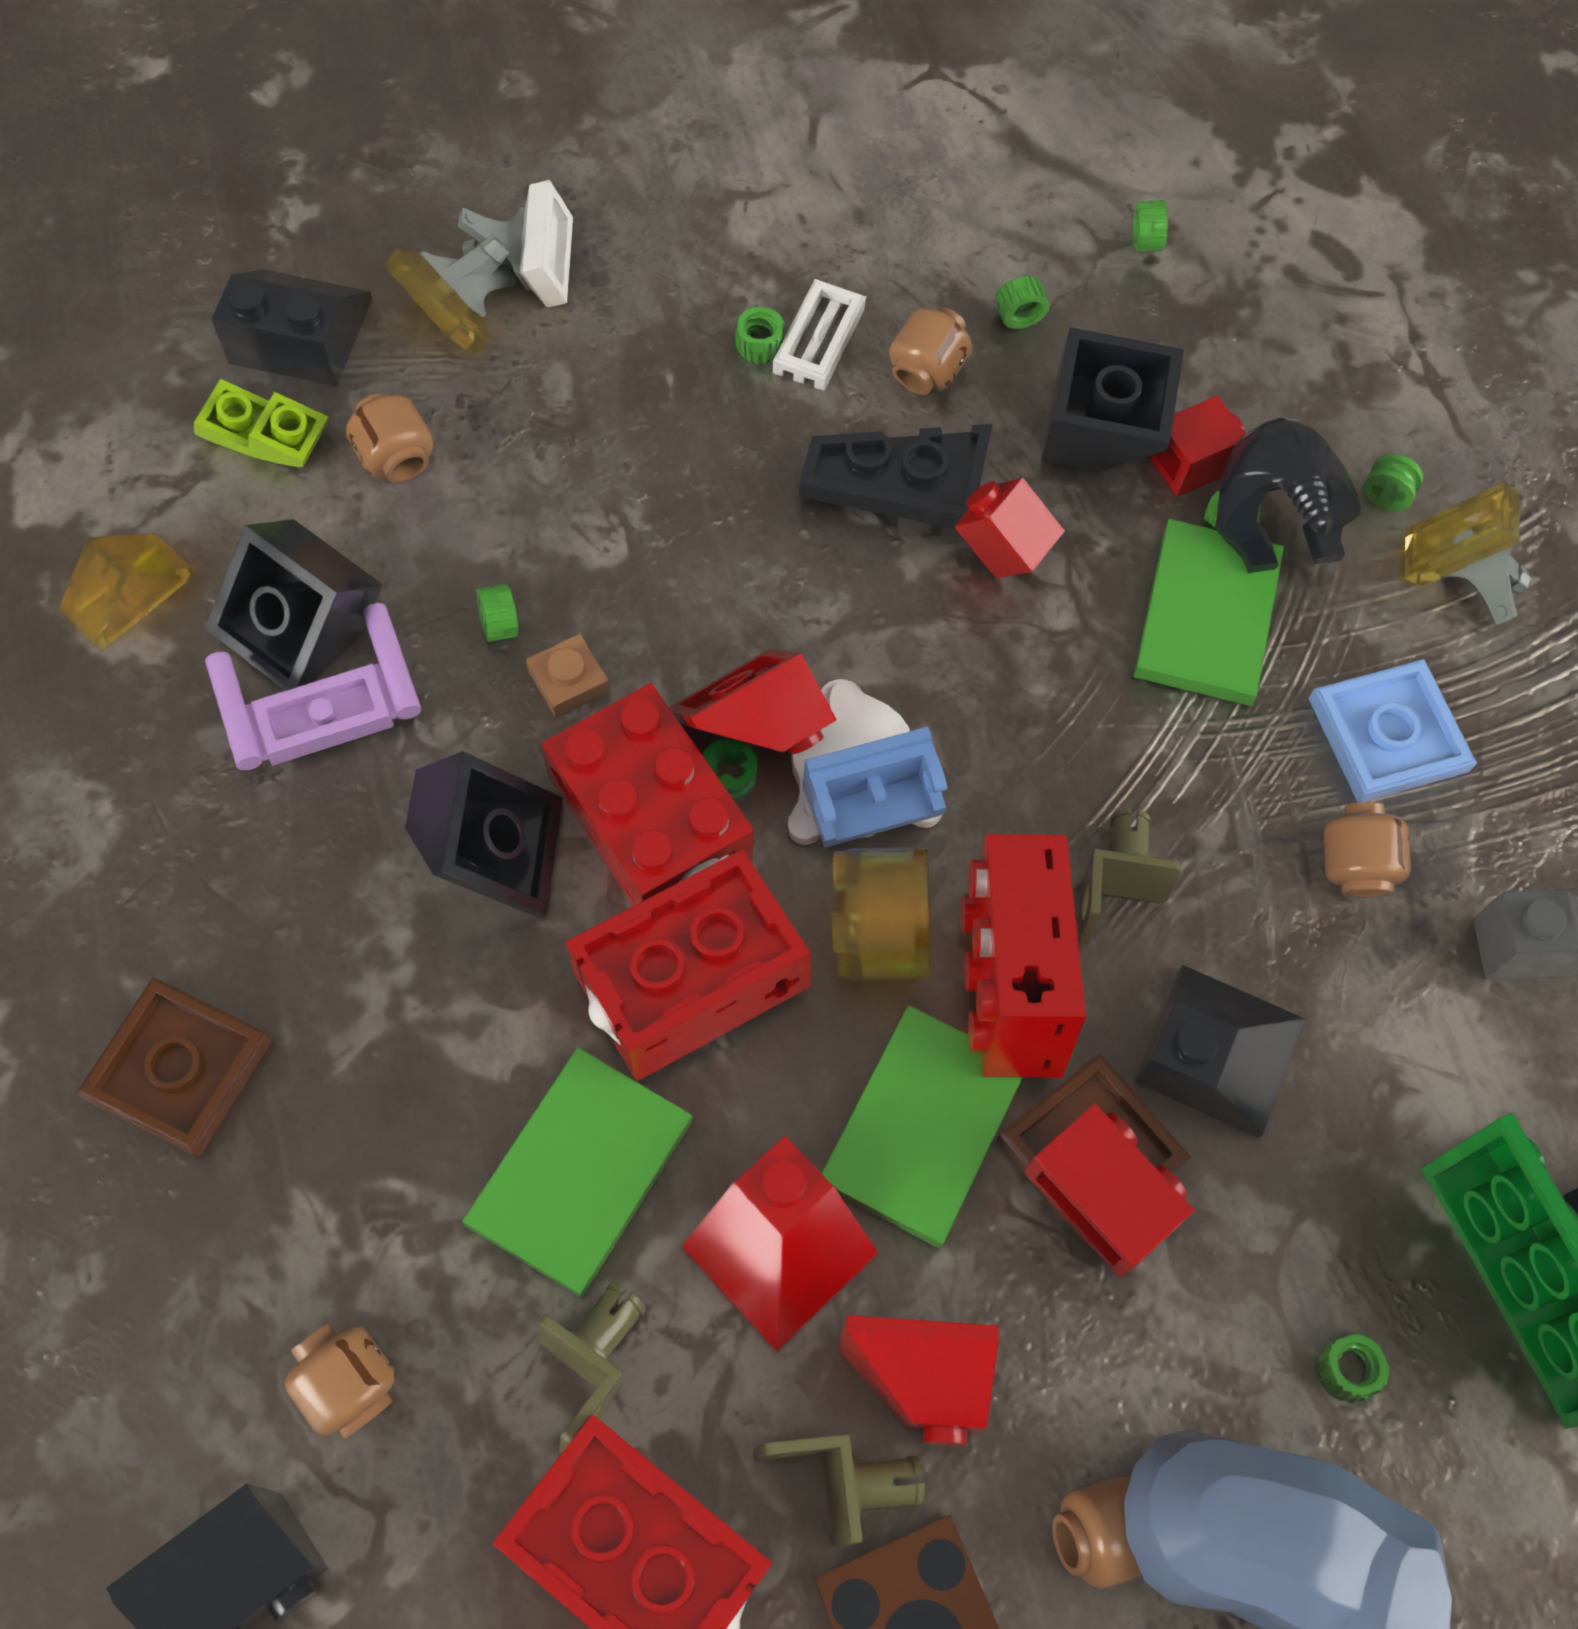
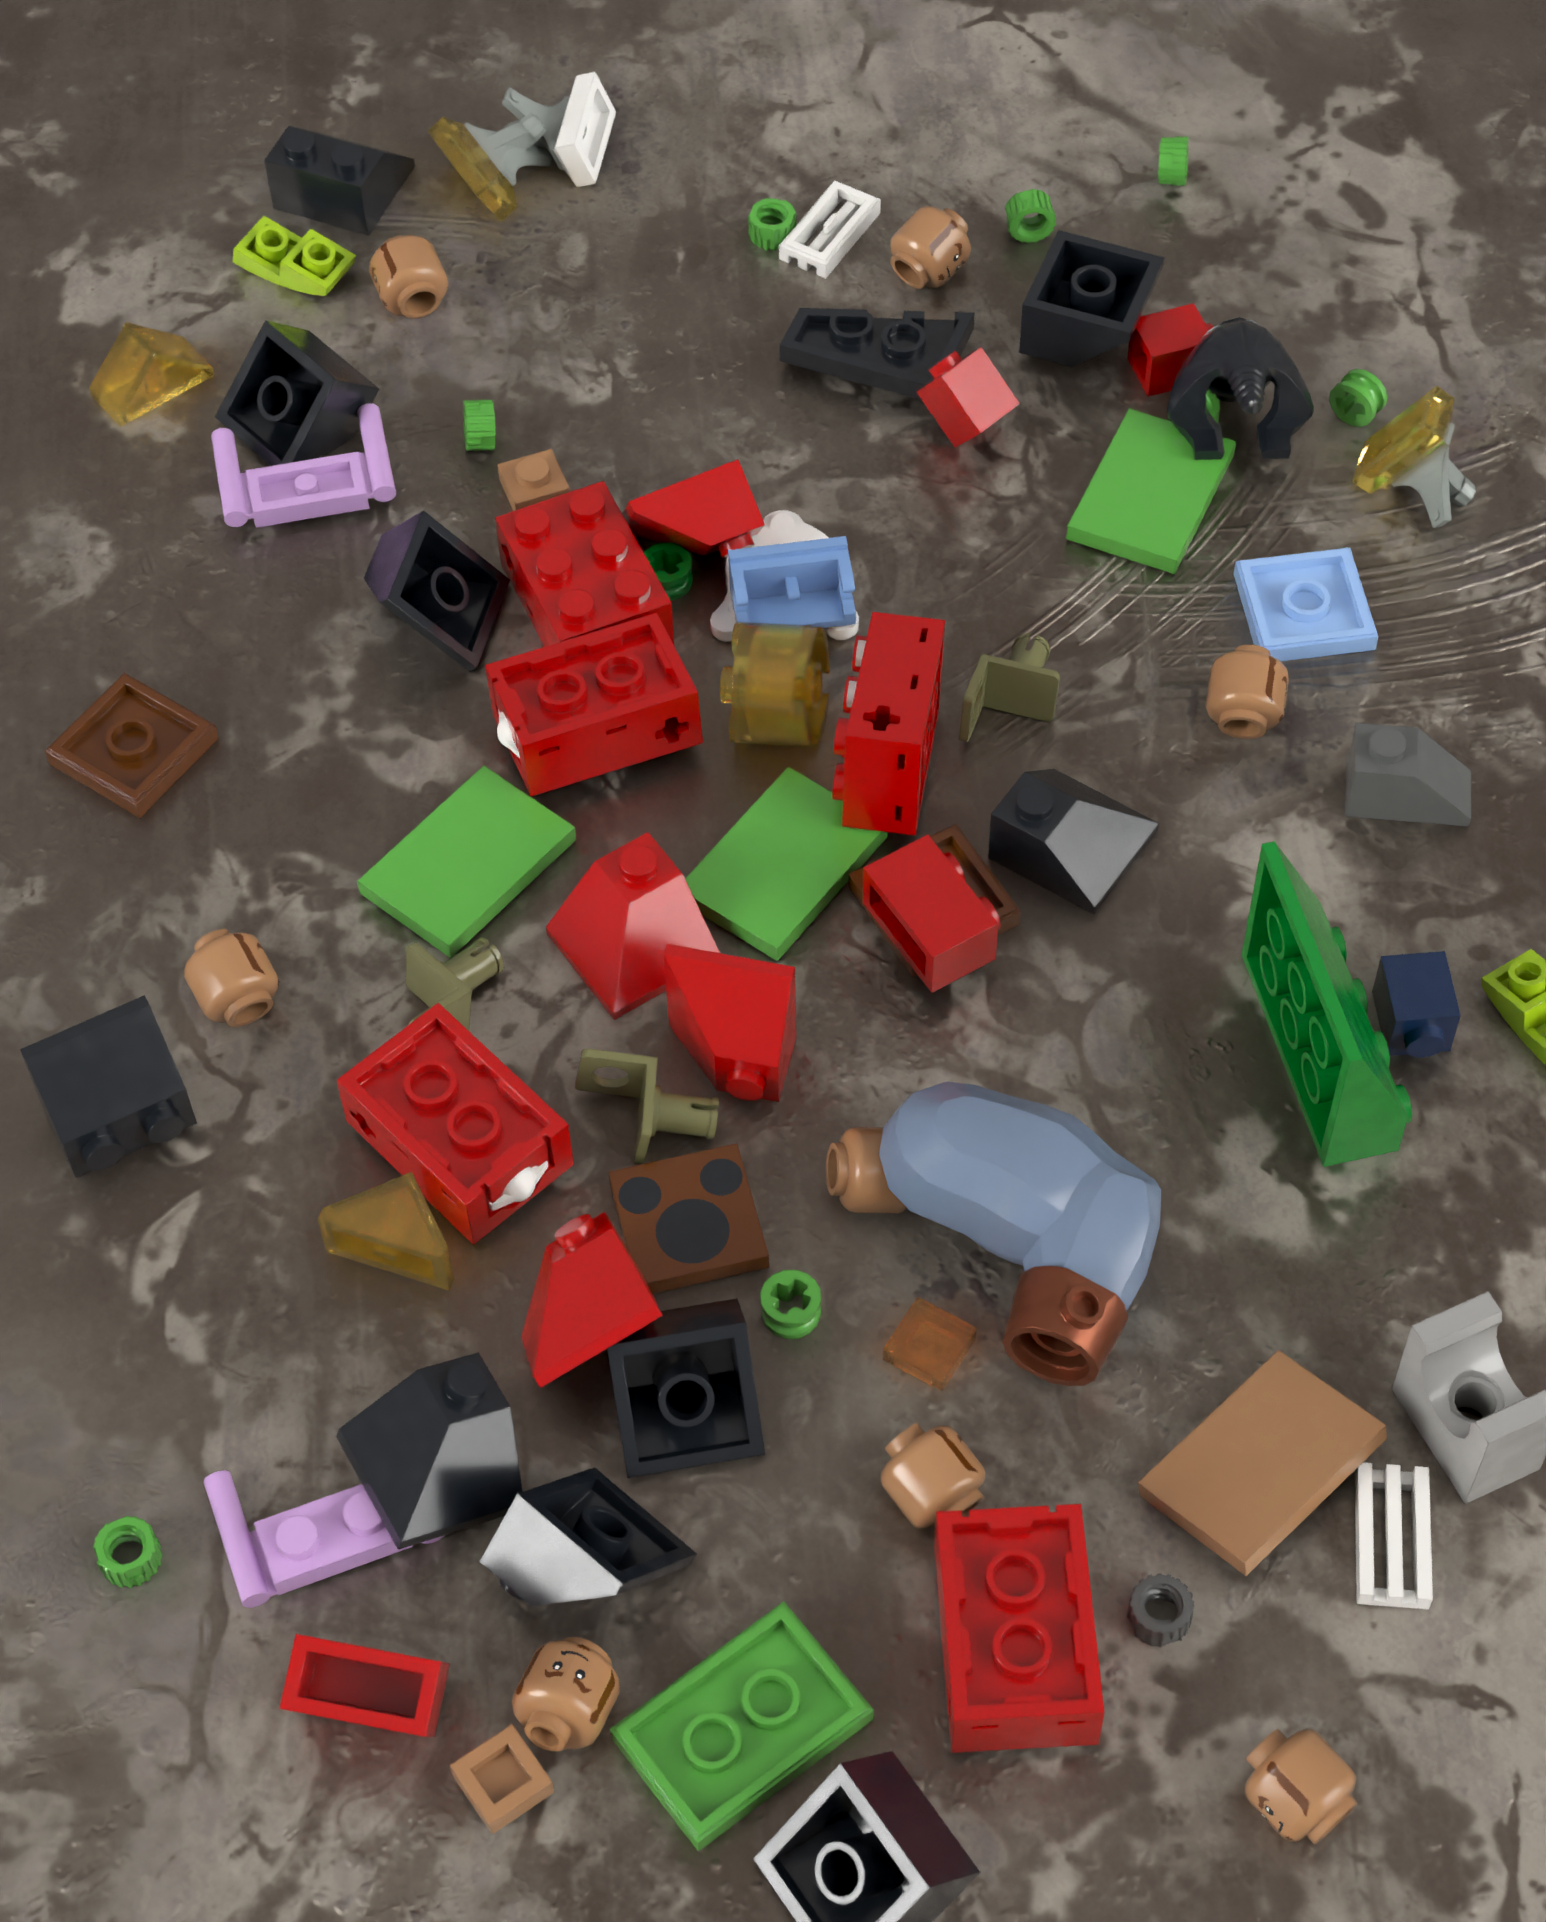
camera: 15 degrees right, 10 degrees down
(1374, 1362) = (1126, 1107): bright green axle -> none

